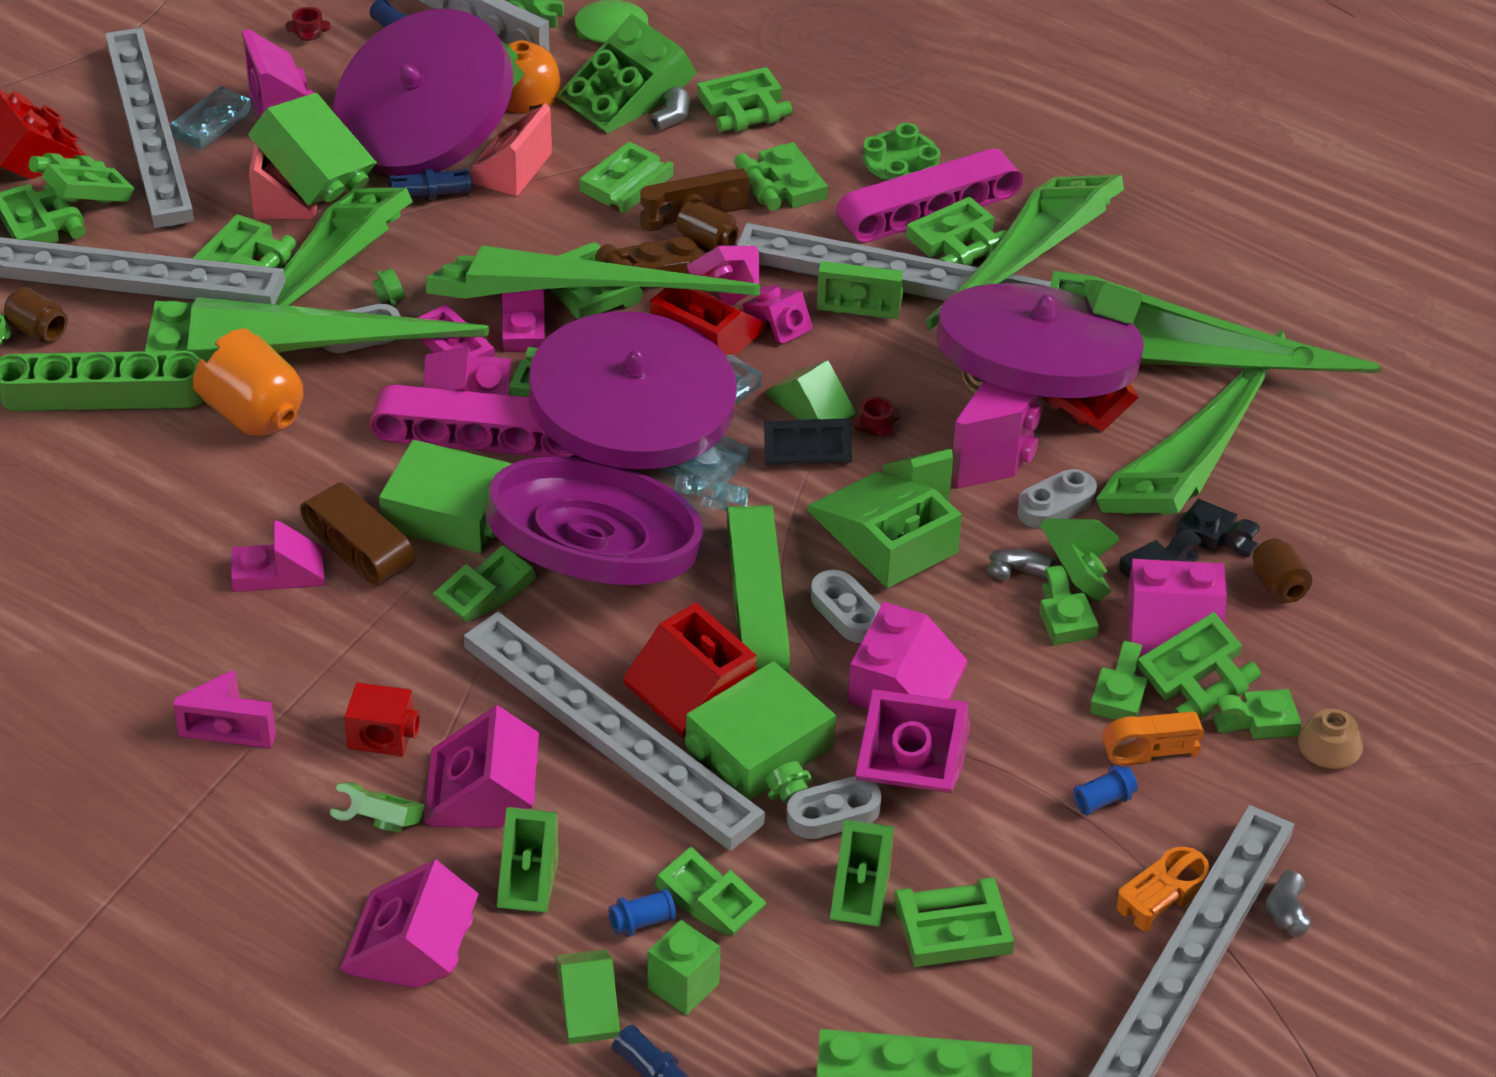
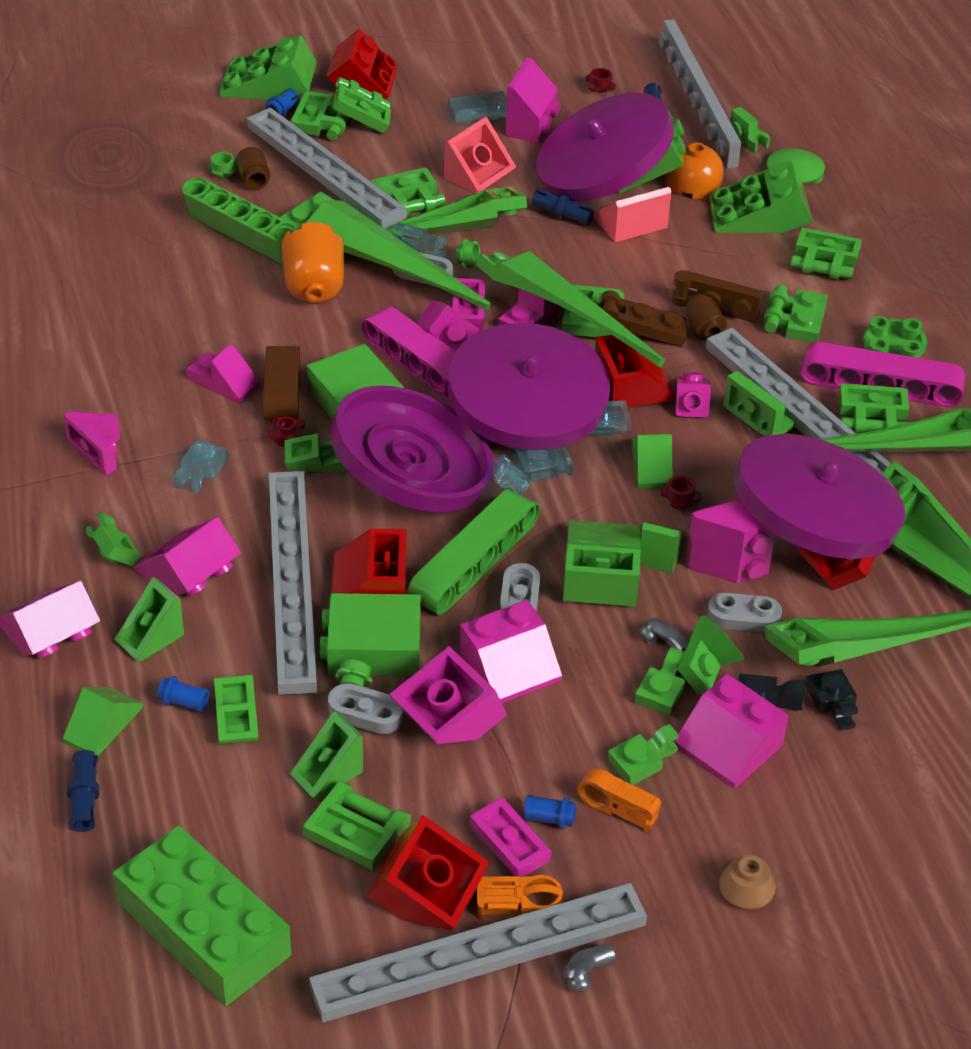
camera: 40 degrees right, 0 degrees up
(149, 129) = (433, 99): light grey plate -> none
(312, 149) = (500, 147): bright green brick -> none
(328, 297) = (418, 240): none -> clear light blue plate
(366, 663) = (200, 462): none -> clear light blue plate
(381, 719) = (169, 492): red brick -> none
(418, 582) = (285, 428): none -> dark red plate
(624, 175) = (694, 257): bright green plate -> none
(674, 112) = (773, 238): flat silver arm -> none
(683, 967) = (161, 740): bright green brick -> none
(729, 263) = (685, 347): dark pink slope -> none
(807, 441) = (613, 481): black plate -> none
(1078, 919) = (428, 876): none -> red slope
(1100, 838) = (510, 838): none -> dark pink plate
(1112, 300) = (900, 497): bright green slope -> none
(1192, 656) = (702, 763): bright green plate -> none
(1262, 712) = (720, 836): bright green plate -> none
(1281, 571) = (844, 751): reddish brown brick -> none

